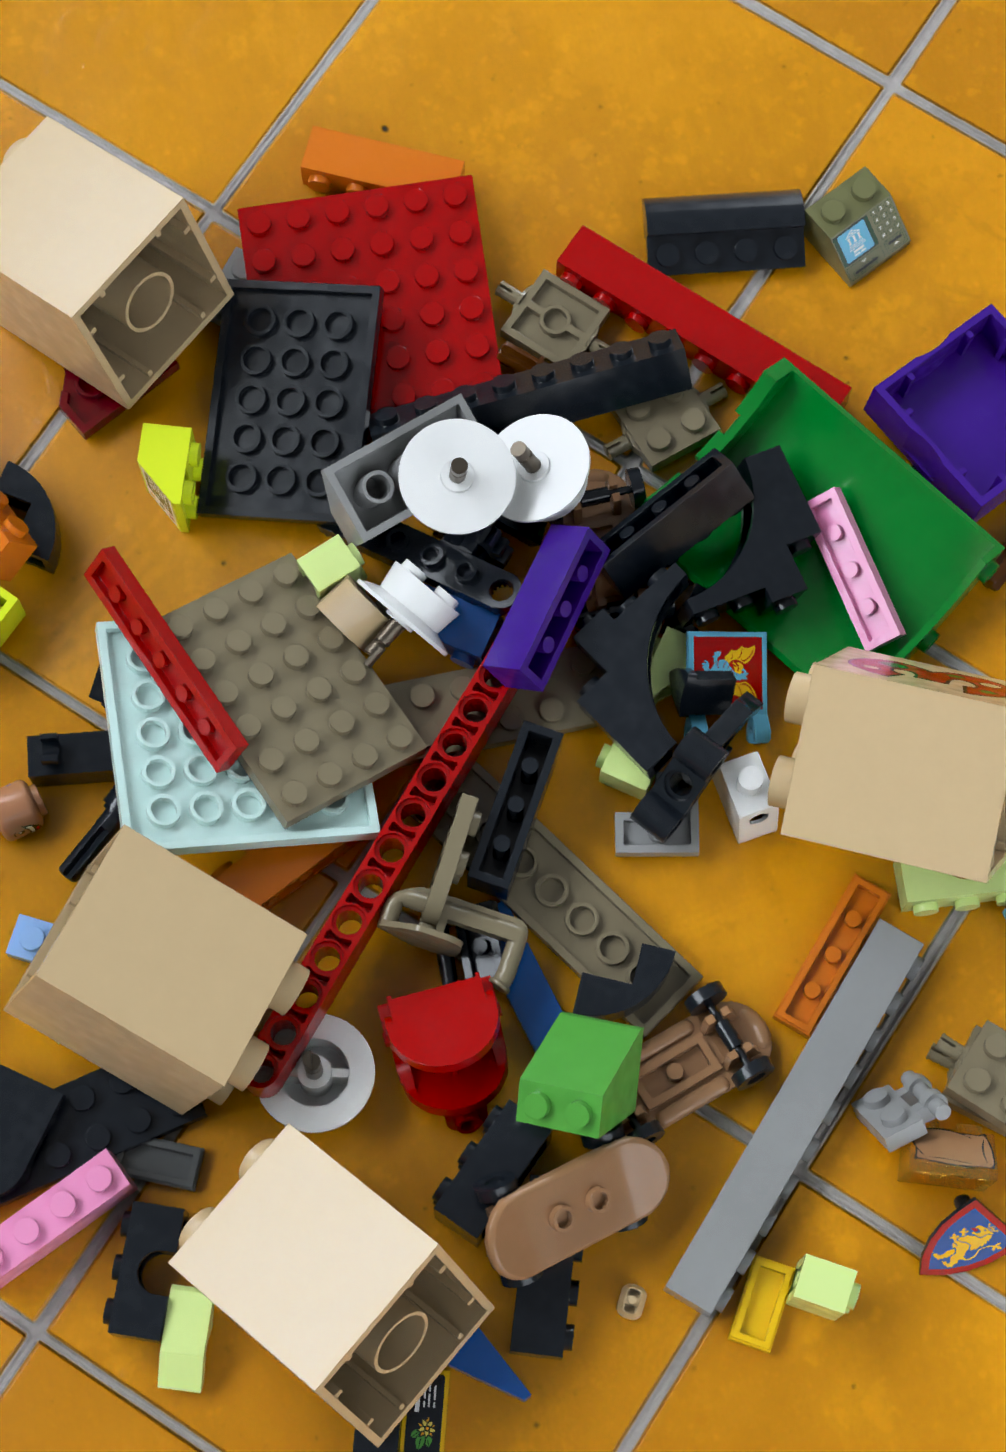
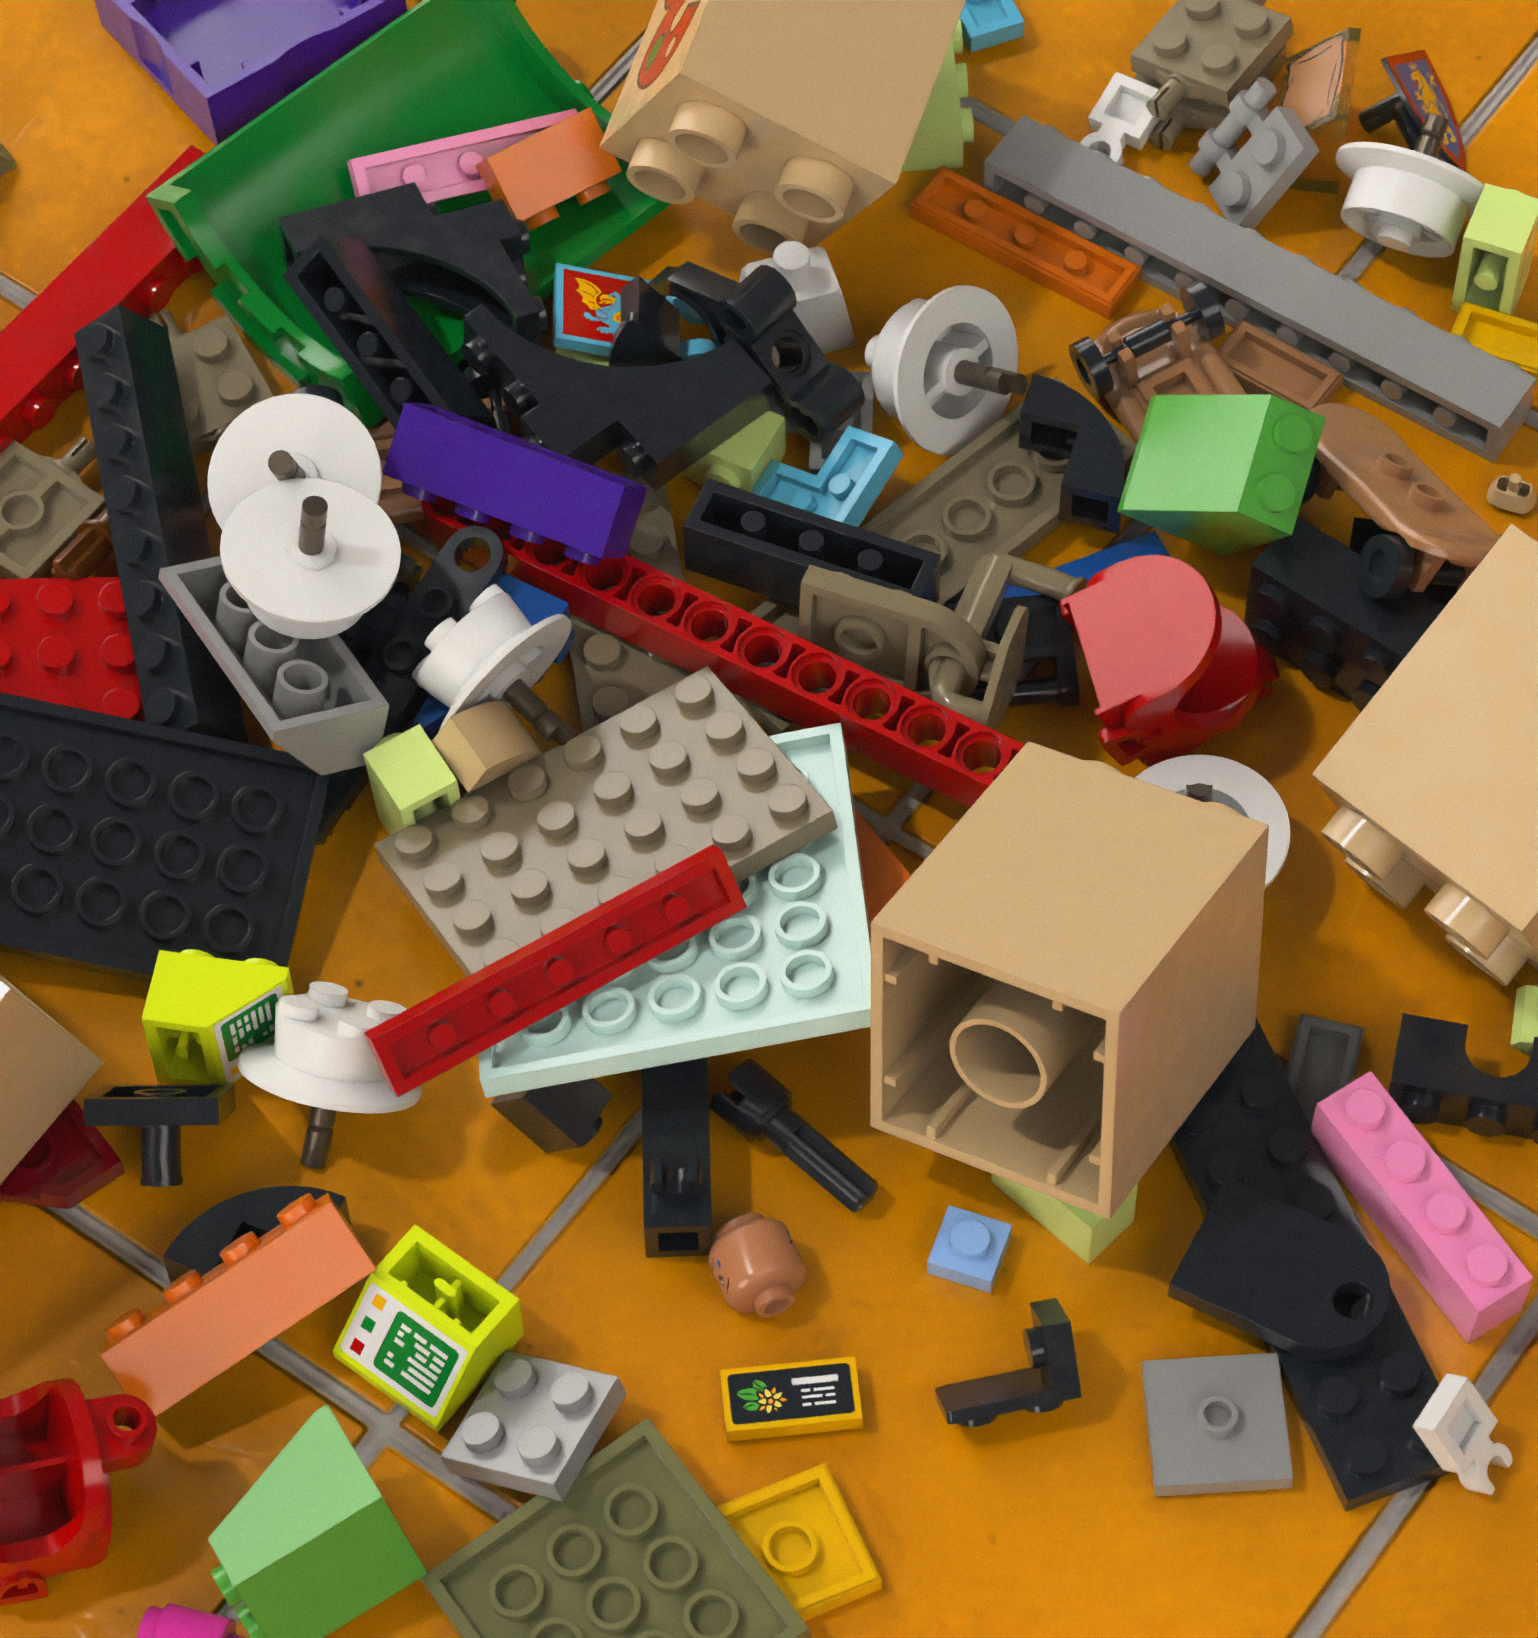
camera: 85 degrees left, 15 degrees down
(108, 448) = (160, 1114): none -> black tile
(143, 532) = (325, 1061): none -> white piece
(582, 823) = (845, 482): none -> medium azure plate
(691, 896) = (946, 367): none -> white piece
(727, 1134) = (1276, 368): none -> medium nougat tile
(844, 616) = (550, 169): none -> orange brick
(865, 1223) = (1408, 195): none -> white piece
(940, 1018) = (1121, 117): none -> white plate

